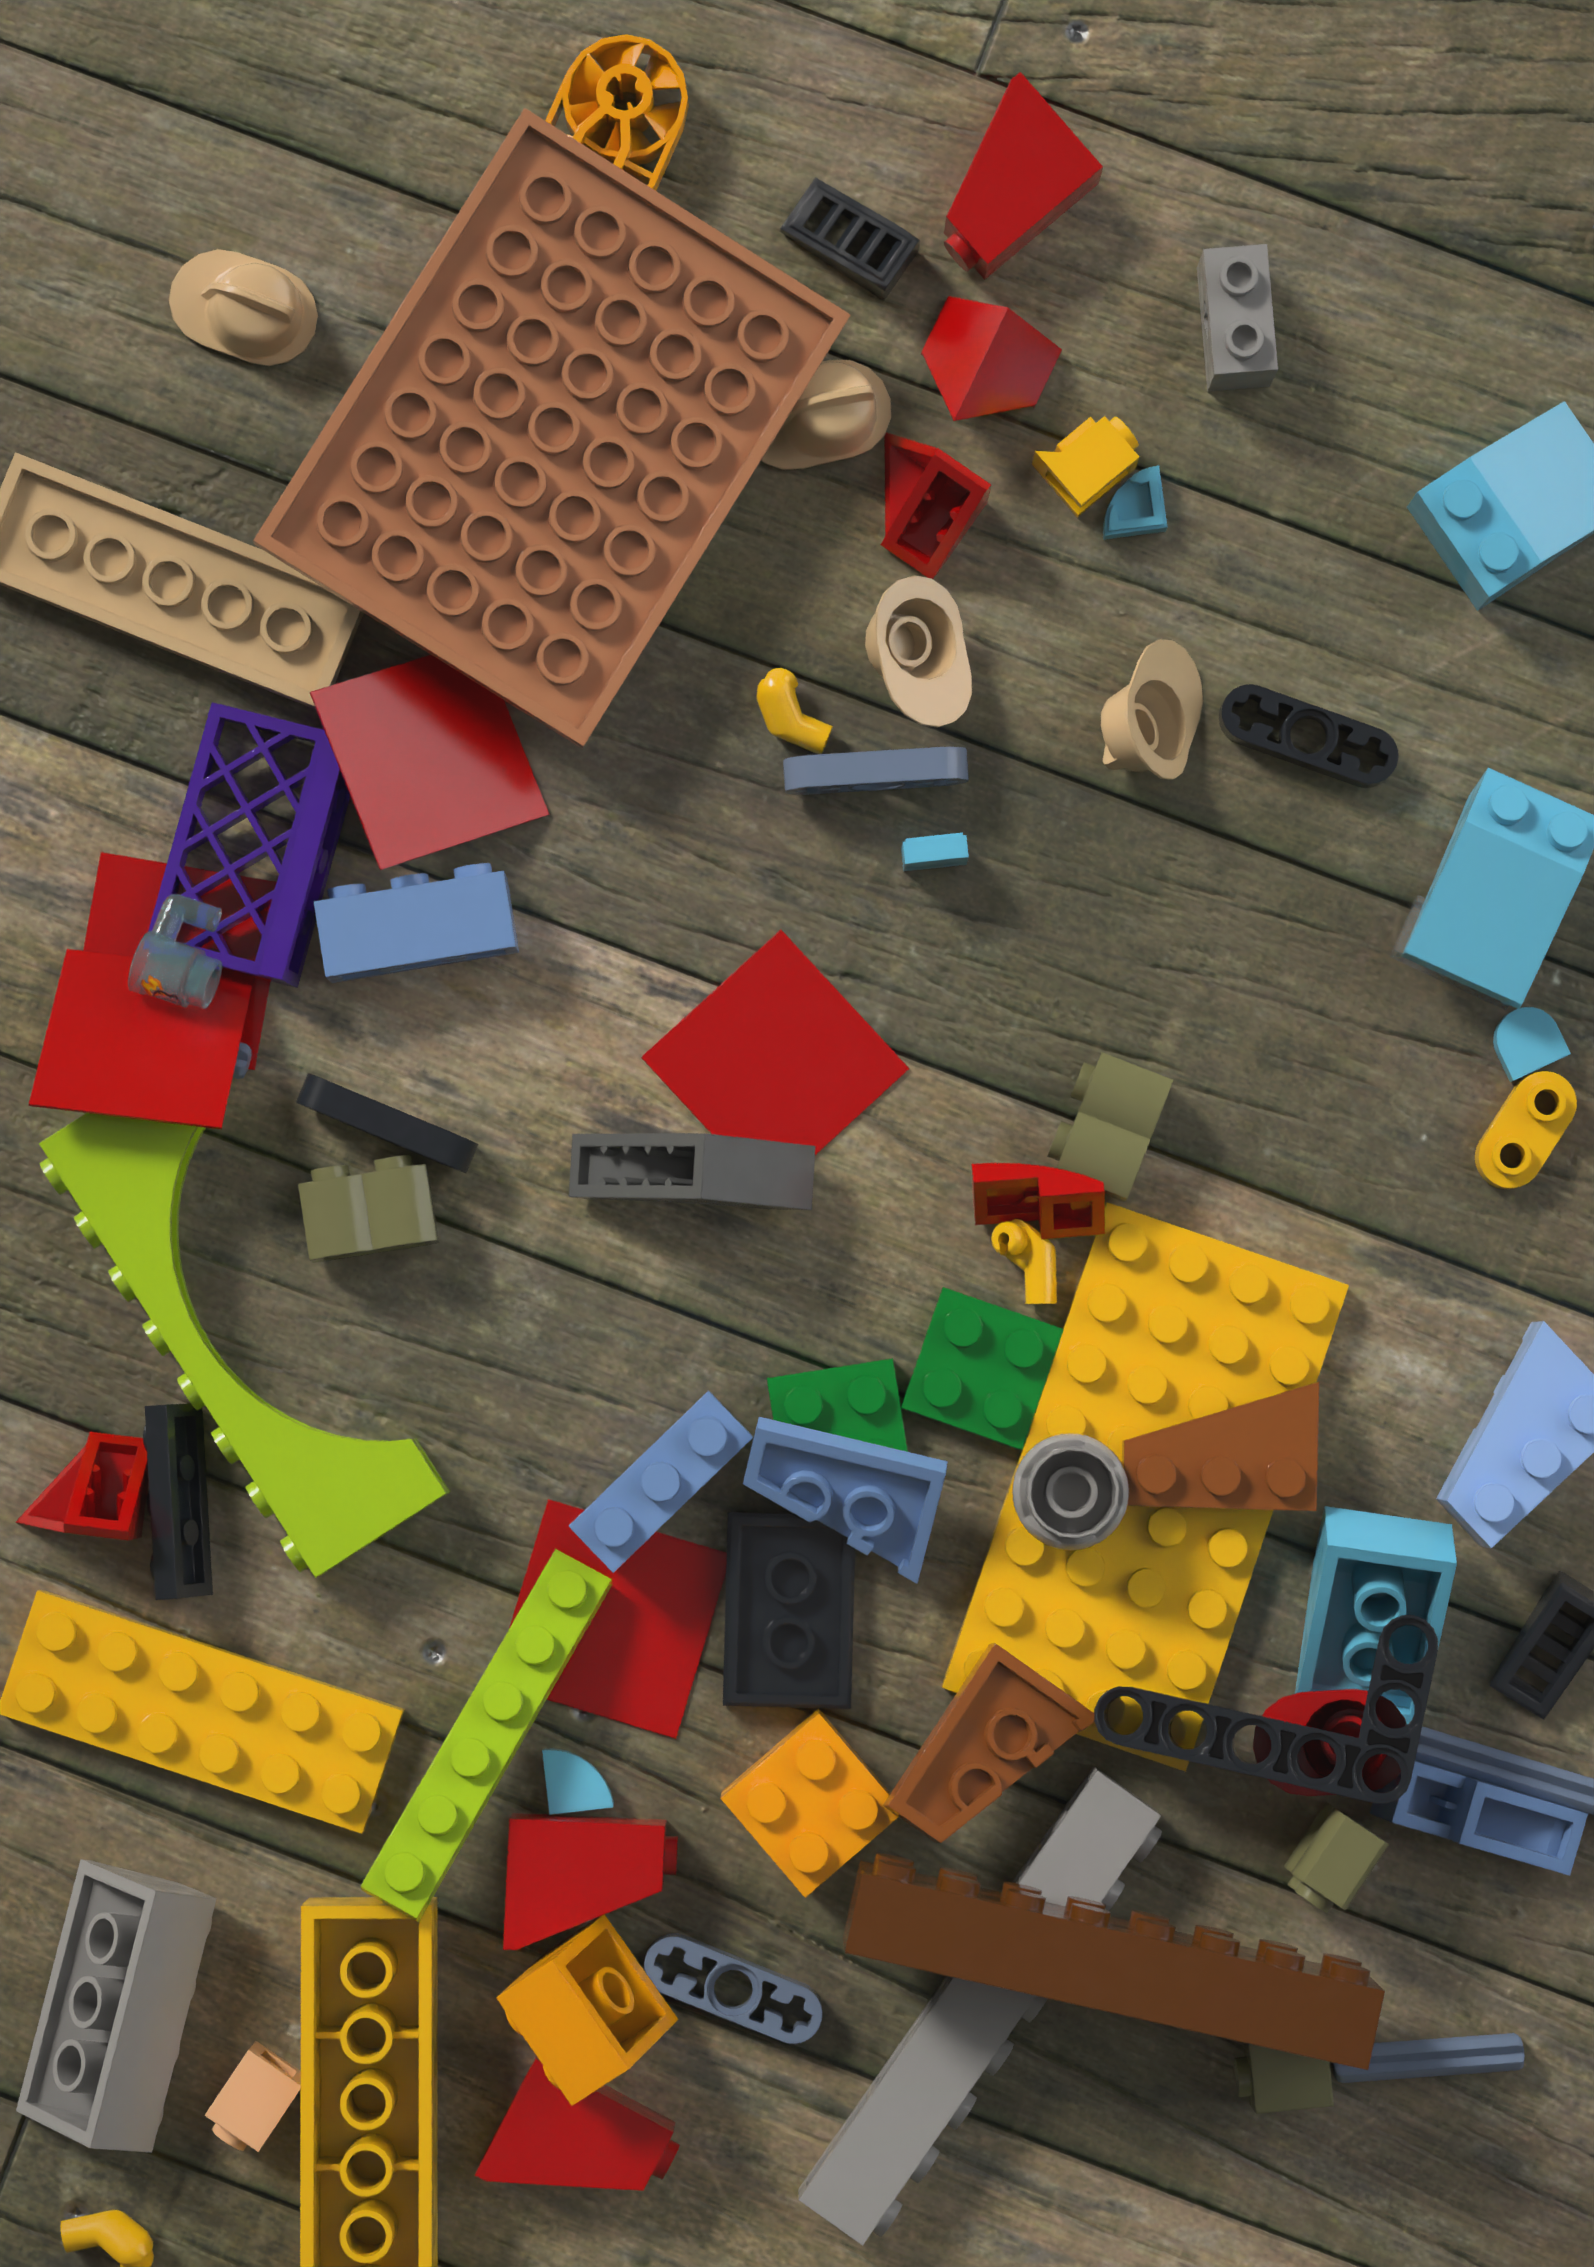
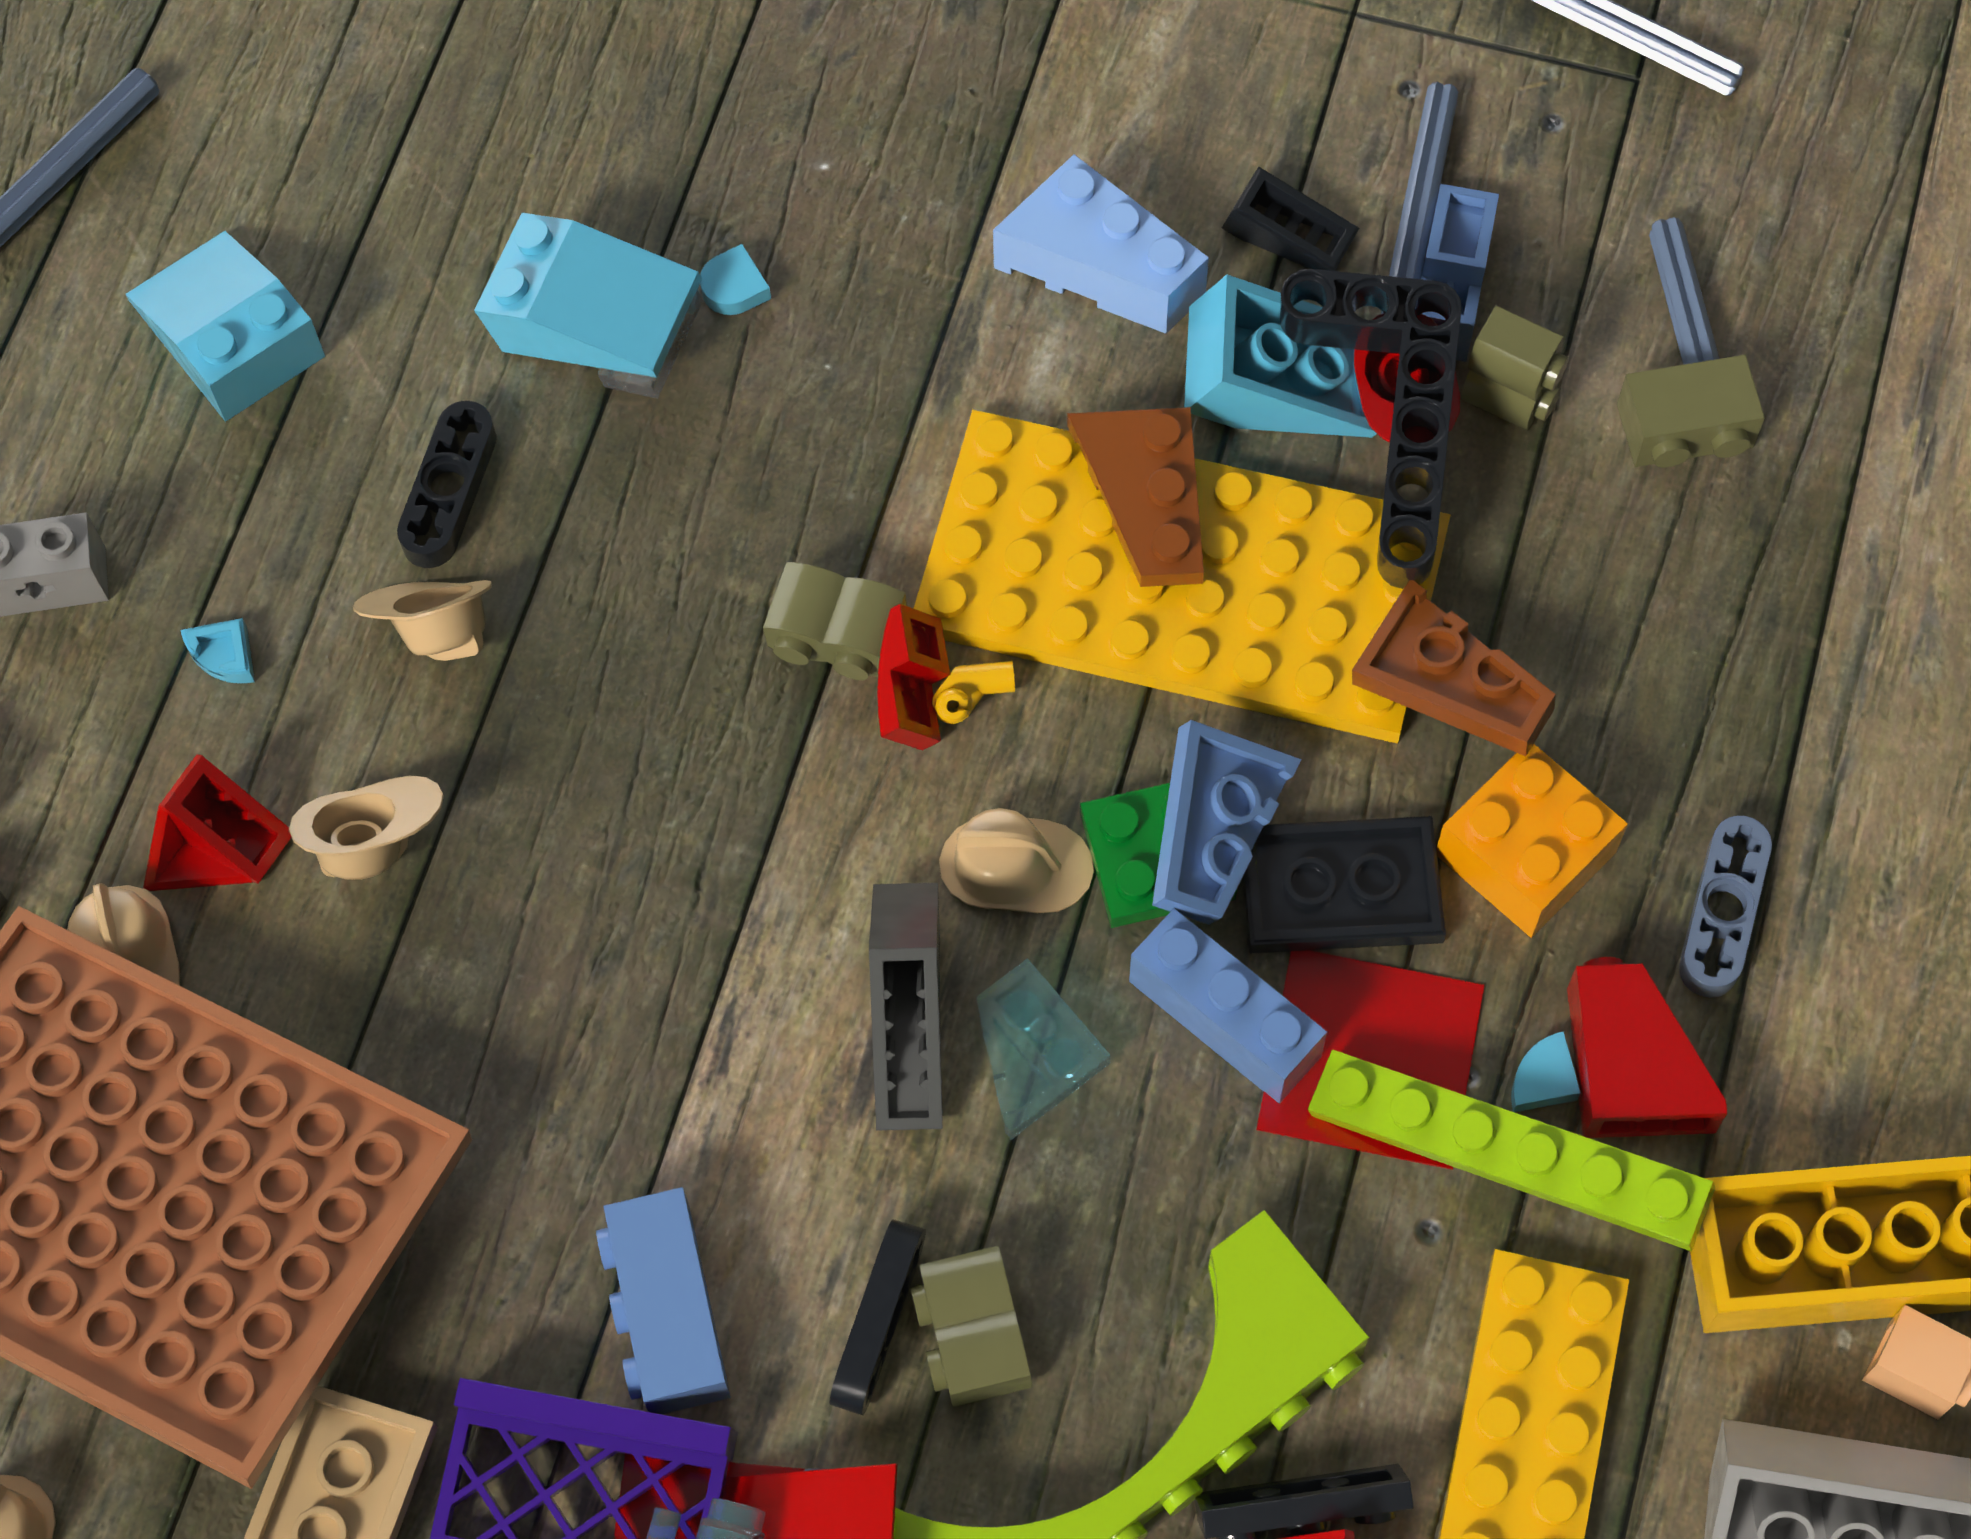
camera: 90 degrees left, 20 degrees down
(427, 759) = (483, 1303): piece -> none
(587, 2010) = (1778, 1021): light orange brick -> none
(593, 2144) = (1901, 1041): red slope -> none
(641, 1290) = (1034, 1046): none -> clear light blue wing
(776, 1053) = (781, 946): red piece -> none
(783, 713) = (432, 957): yellow arm -> none
(839, 1290) = (1016, 863): none -> tan piece
(875, 770) = (489, 863): sand blue beam -> none
(934, 851) = (569, 800): medium azure tile -> none
(968, 2024) = (1706, 675): light grey brick -> none
(982, 1368) = (1081, 725): green plate -> none
(987, 359) = (63, 793): red slope -> none
(1070, 1491) = (1196, 614): light grey piece -> none
(1089, 462) = (177, 690): yellow window -> none
(1114, 1963) = (1645, 532): reddish brown brick -> none
(1527, 1129) = (811, 277): yellow plate -> none

